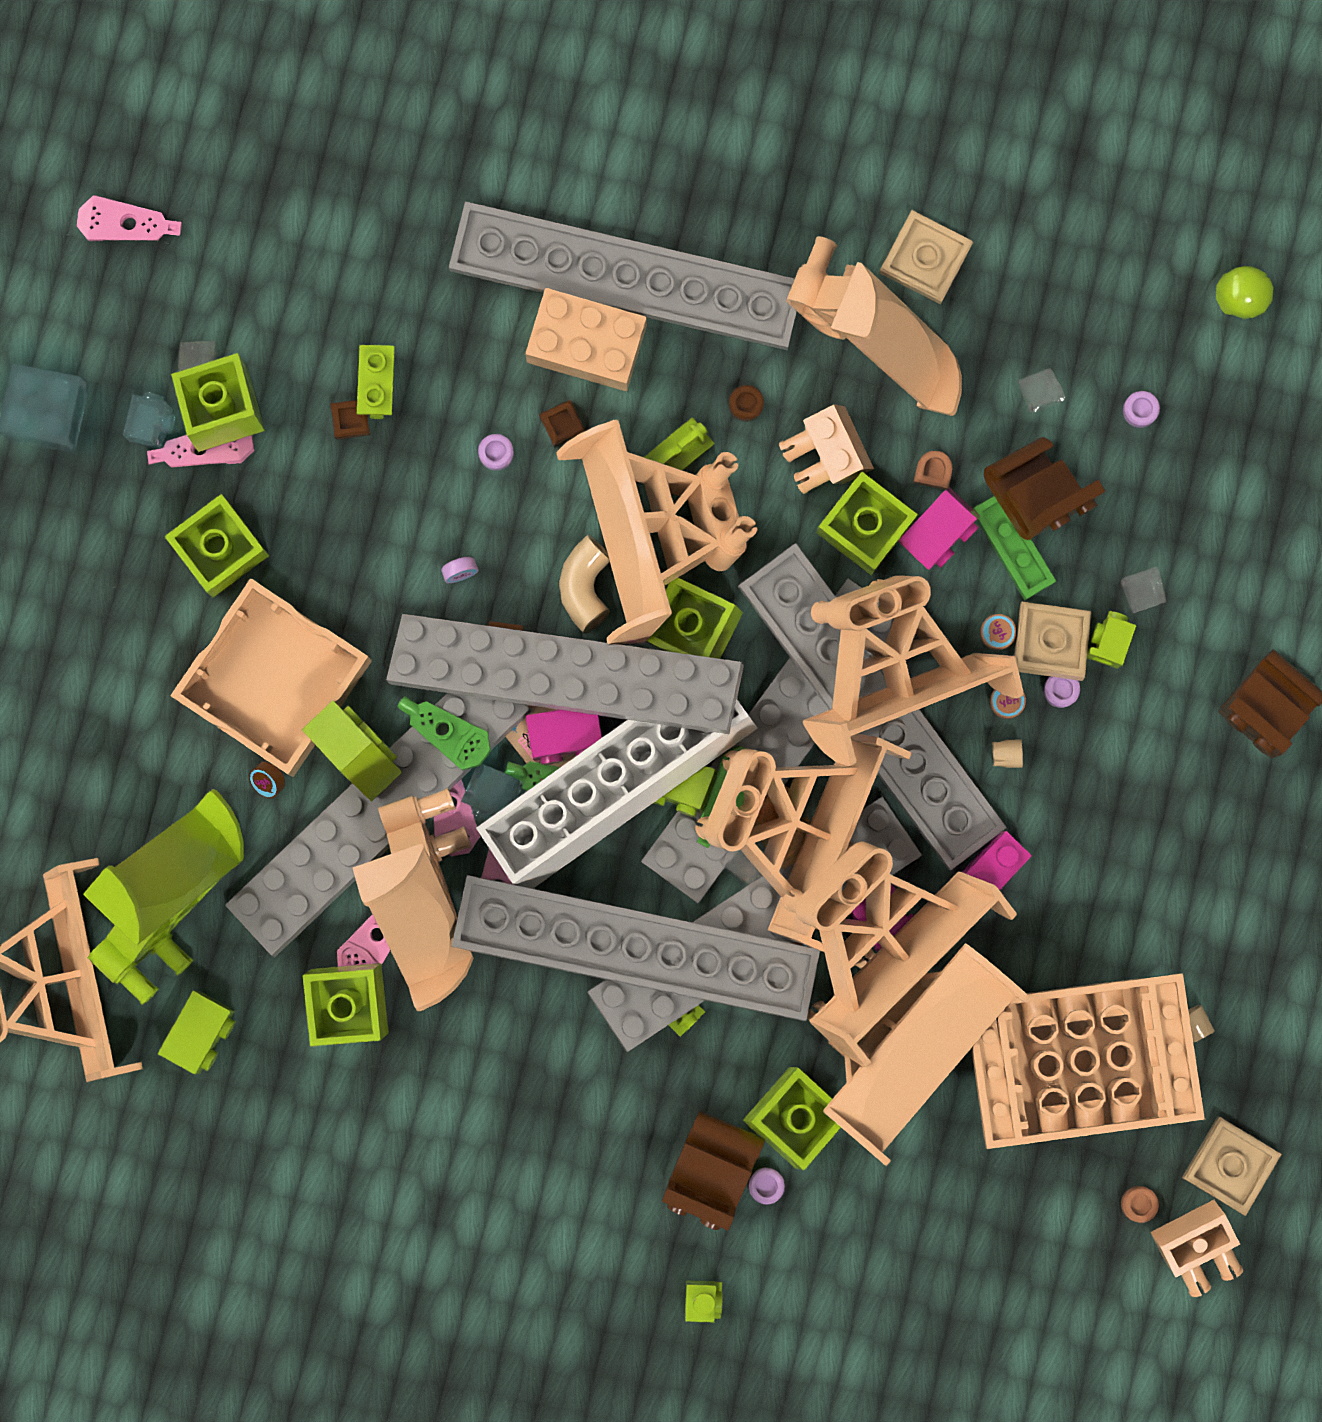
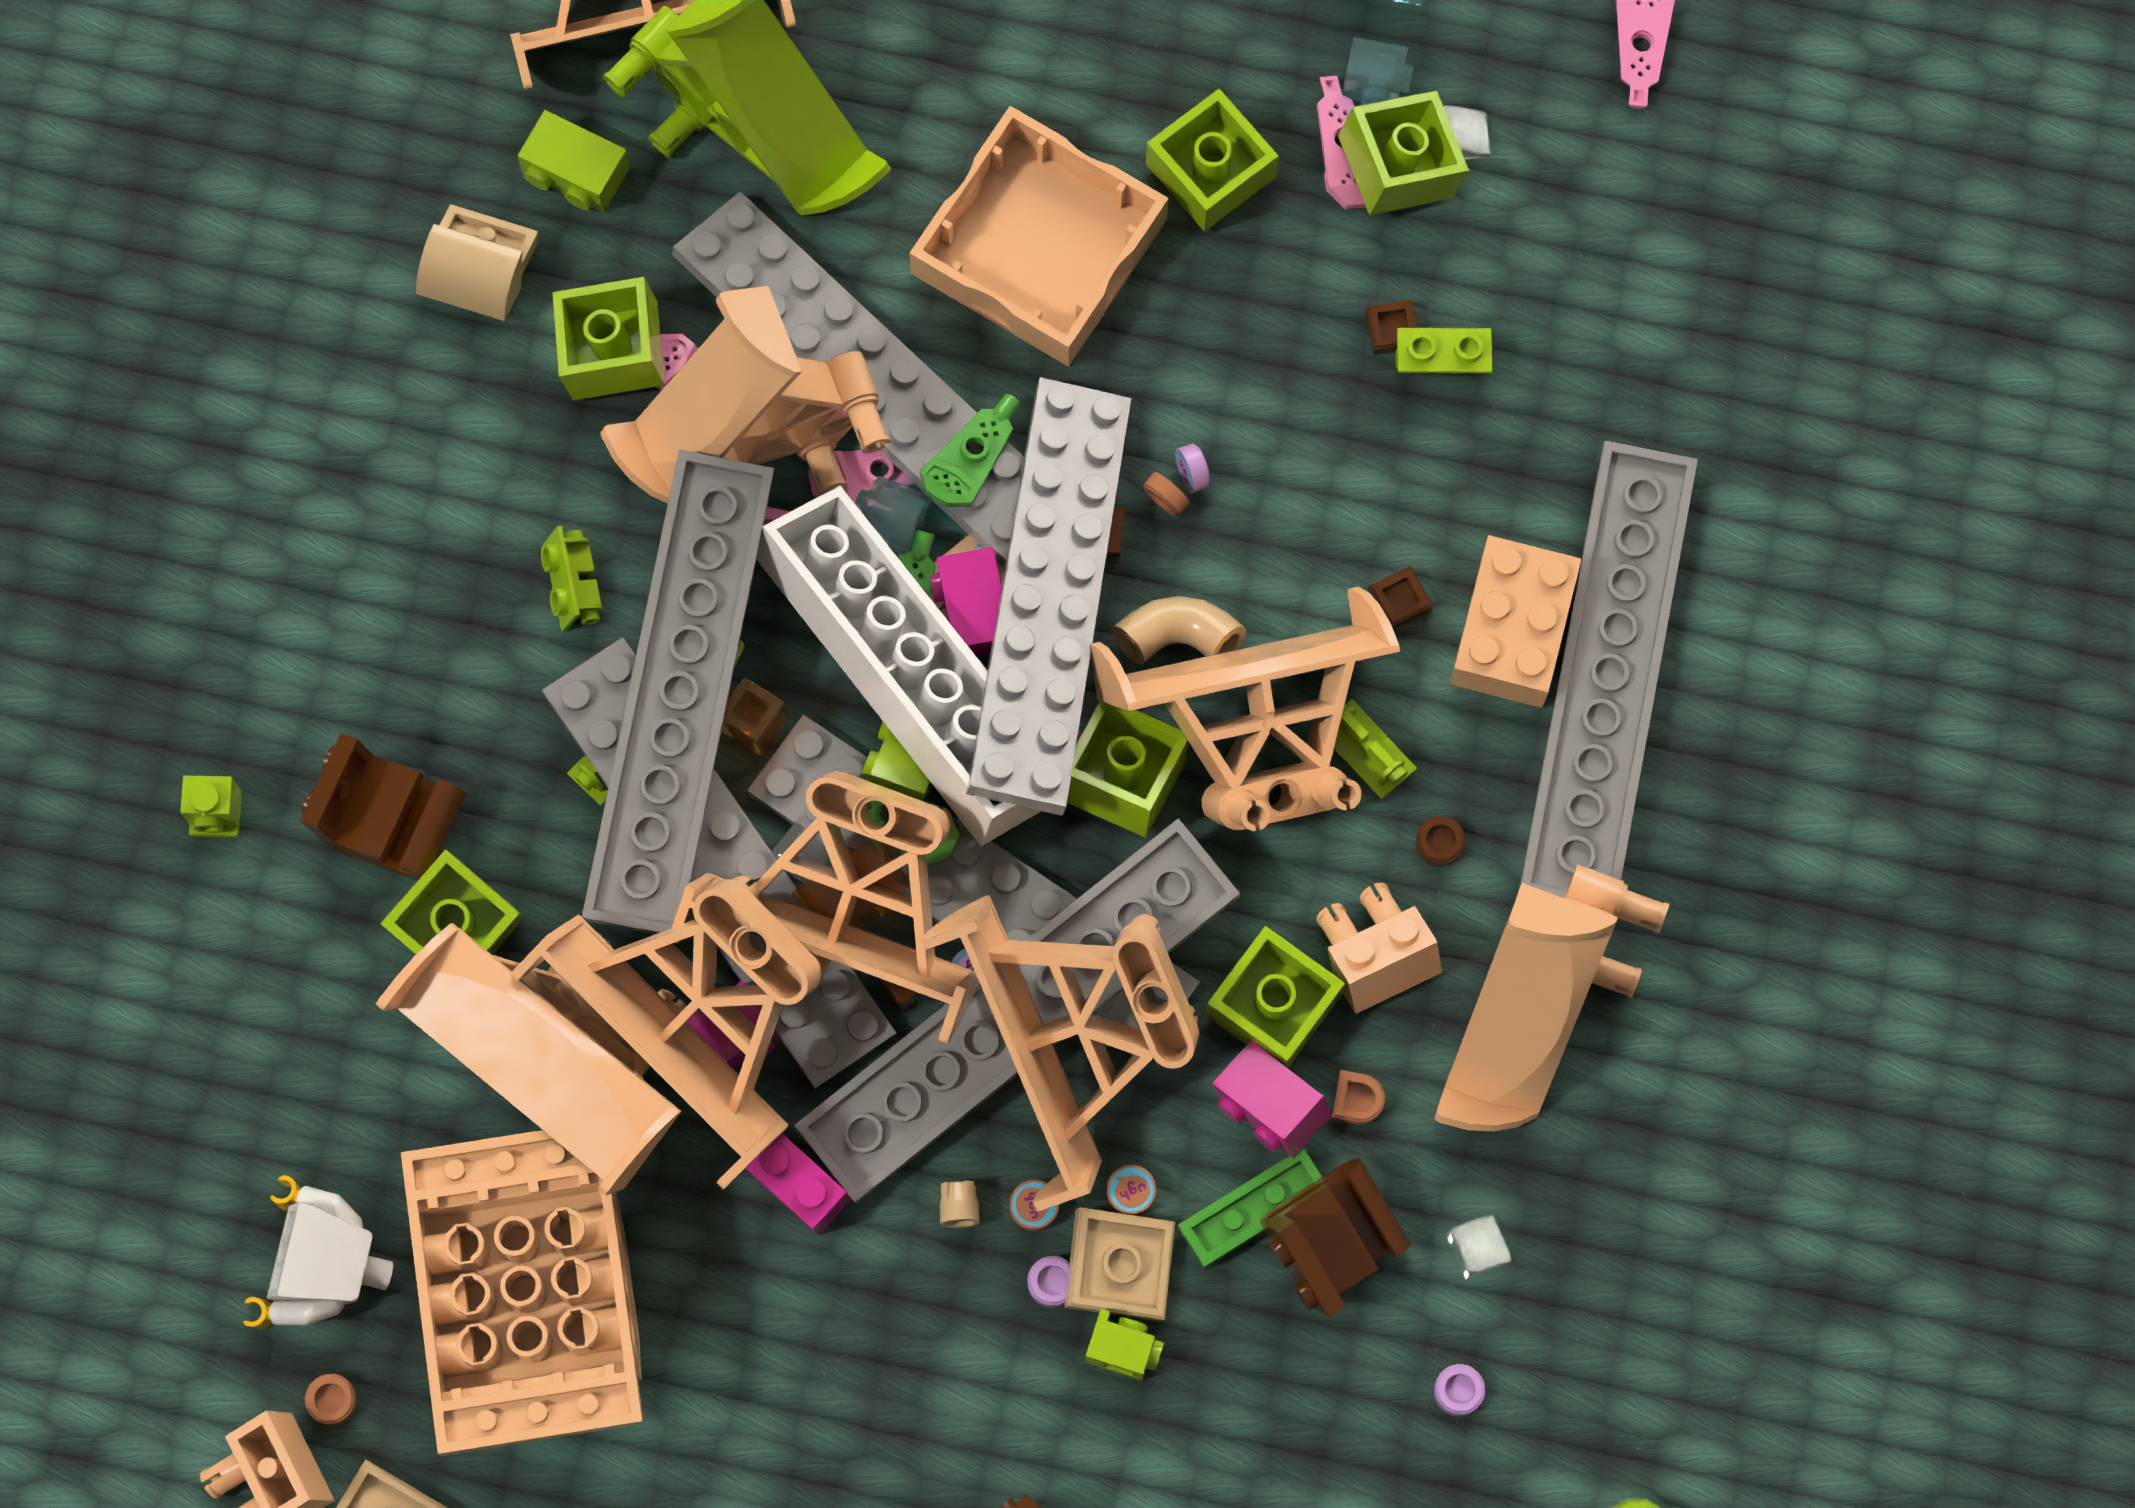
camera: 90 degrees right, 10 degrees down
(267, 780) = (903, 235): reddish brown tile -> none
(276, 1107) = (475, 262): none -> tan brick
(353, 749) = (941, 330): lime brick -> none
(479, 590) = (1165, 494): none -> nougat tile
(496, 452) = (1356, 513): lavender tile -> none
(547, 1033) = (565, 559): none -> lime hinge
(646, 895) = (753, 716): none -> clear orange brick
(766, 1185) = (365, 891): lavender tile -> none
(926, 257) = (1662, 1083): tan tile -> none
(1044, 1213) = (318, 1260): none -> white torso
(1144, 589) = (1197, 1395): clear slope -> none
(1199, 1023) = (581, 1473): tan hose -> none

